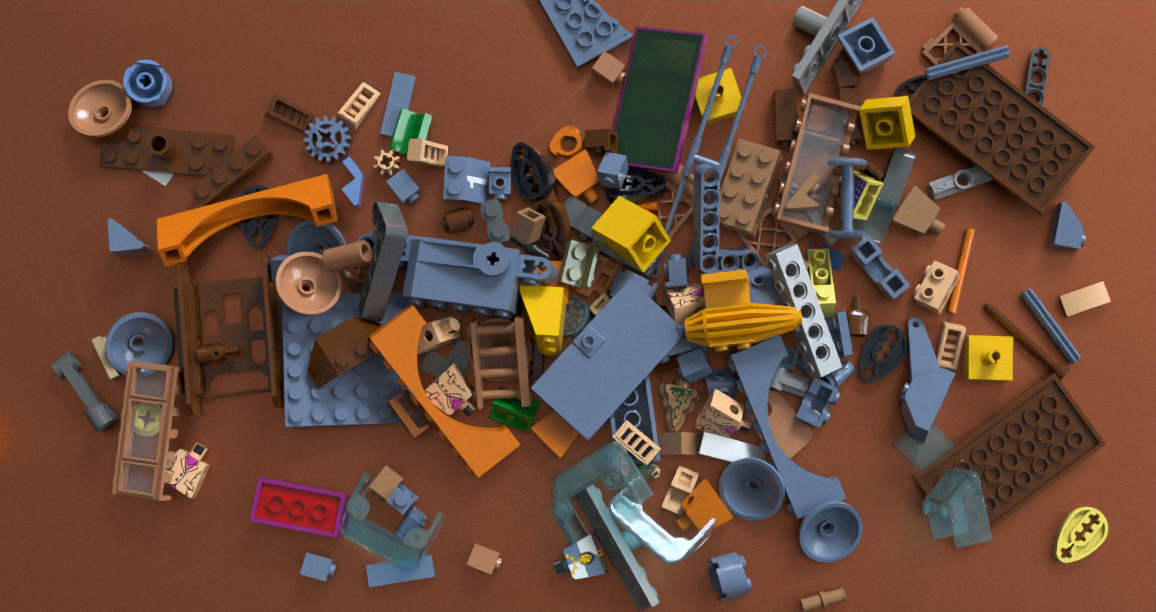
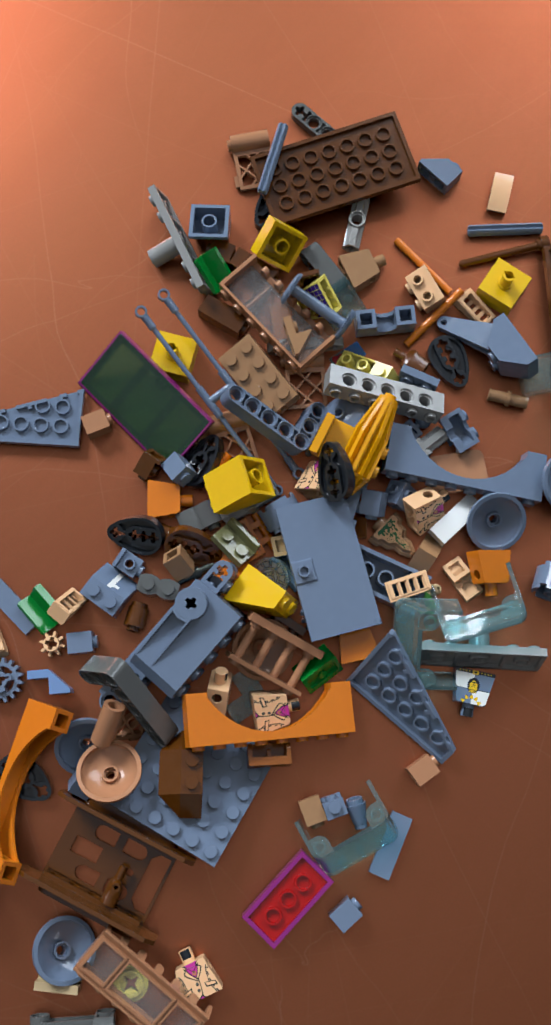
camera: 55 degrees left, 5 degrees down
(538, 489) = (396, 690): none -> sand blue wing
(567, 131) = (127, 502): orange piece -> none
(676, 270) = (289, 471): sand blue brick -> none
(707, 309) = (338, 461): none -> black piece
(823, 77) = (212, 268): none -> green panel
(838, 376) = (449, 404): sand blue cone -> none
(880, 429) = (507, 398): none -> medium nougat pin
(906, 310) = (434, 317): none -> orange bar

